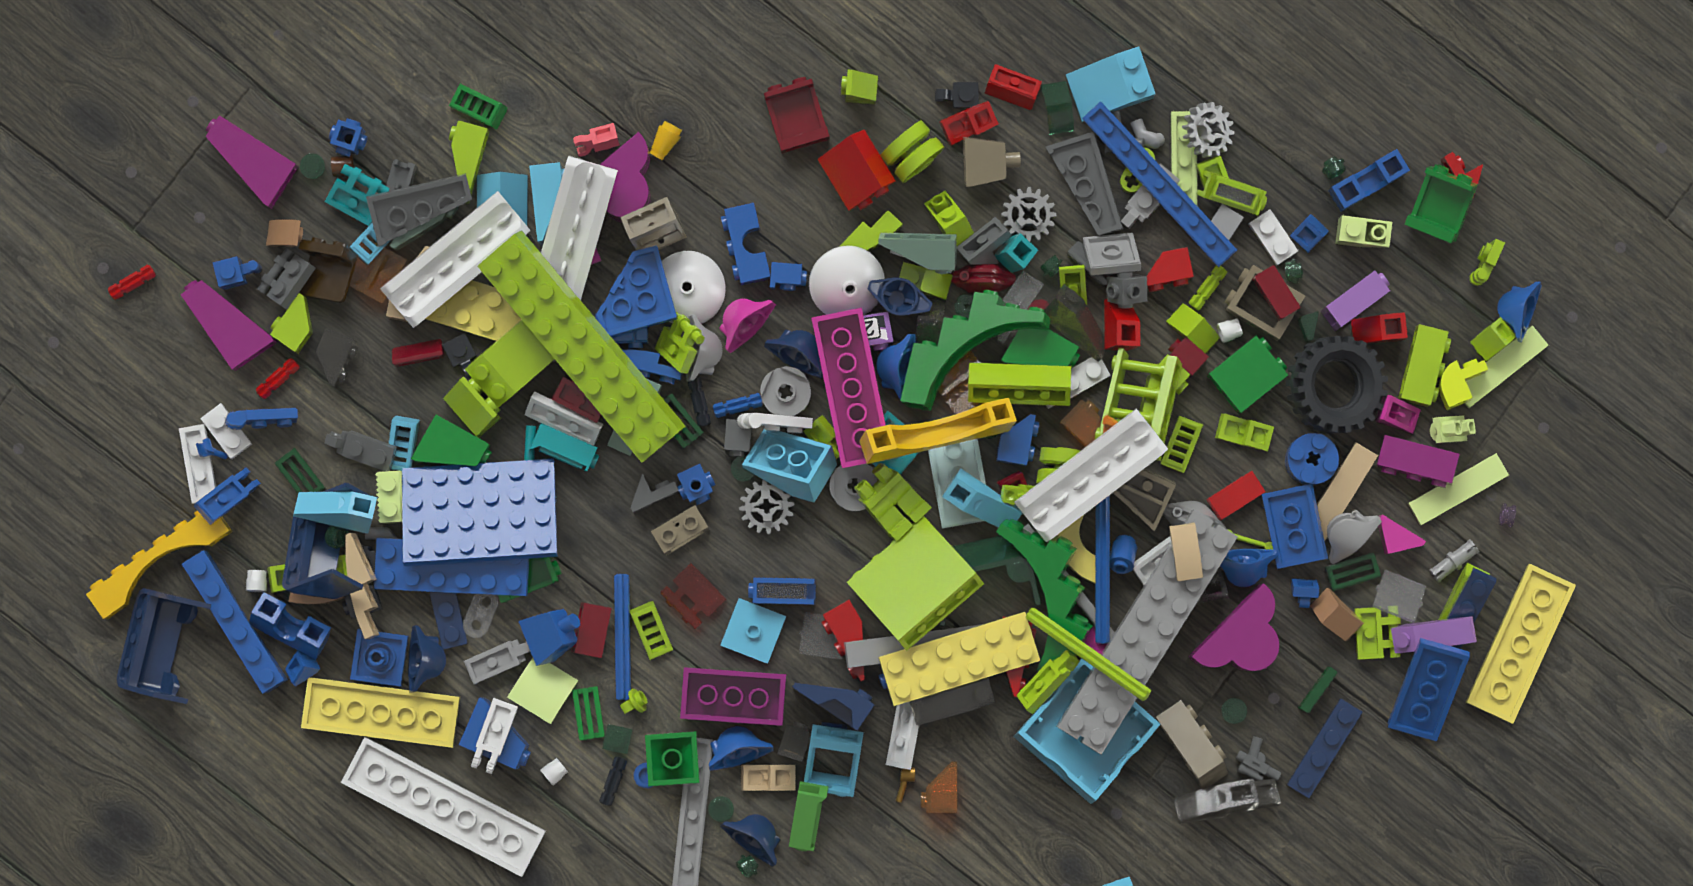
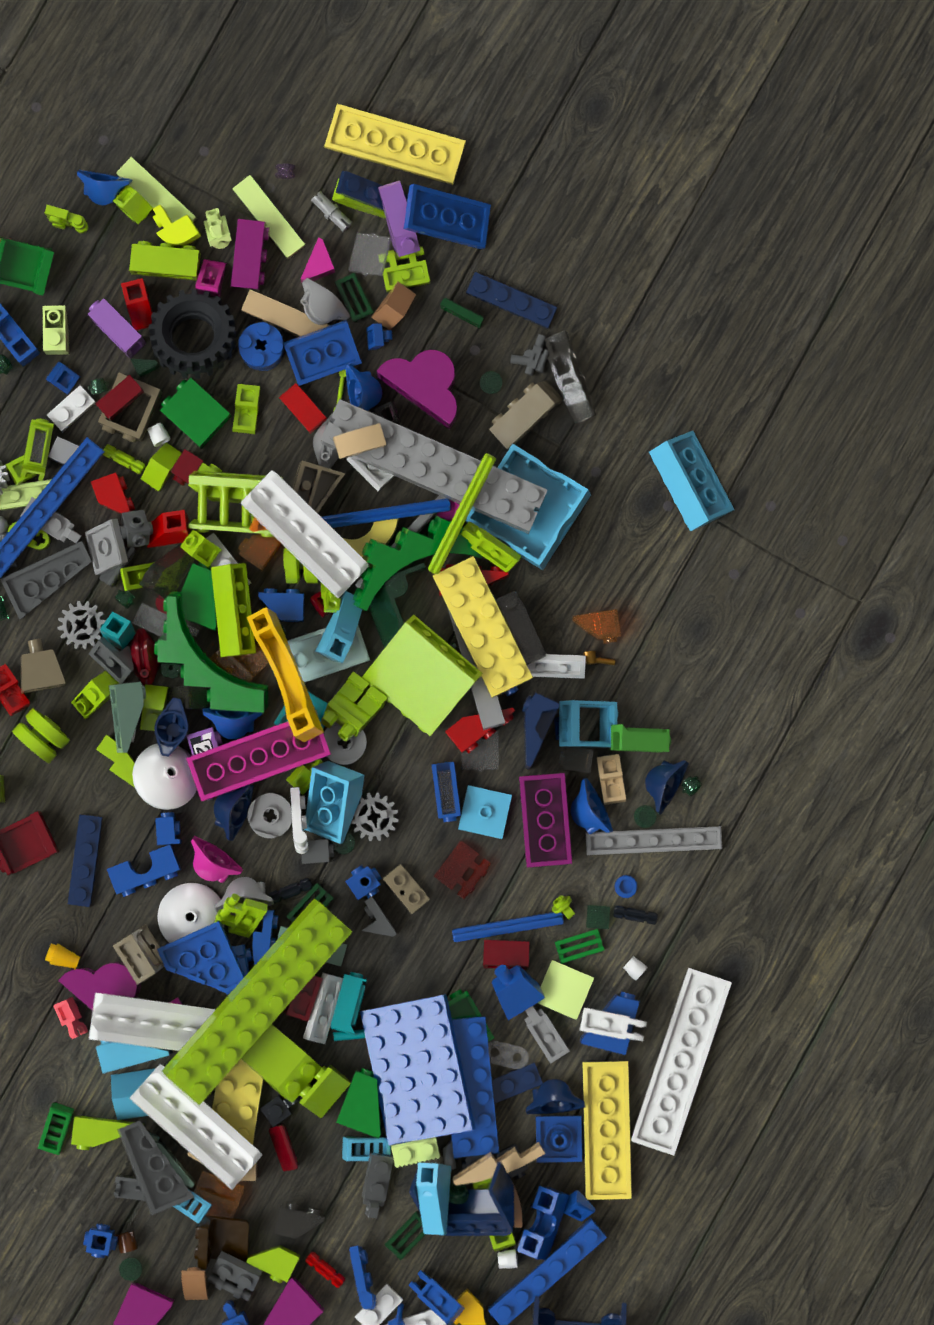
camera: 95 degrees left, 0 degrees up
(352, 200) = (156, 1227): teal plate -> none
(641, 610) = (494, 895): lime slope -> none
(672, 758) = (608, 865): green slope -> none
(737, 405) = (288, 856): blue axle -> none
(767, 180) = (85, 860): none -> dark blue plate
(857, 171) = (65, 781): red brick -> none
(1094, 358) = (200, 548): none -> lime bracket
(1123, 554) = (369, 498): blue brick -> none
(1189, 447) = (246, 457): lime slope -> none

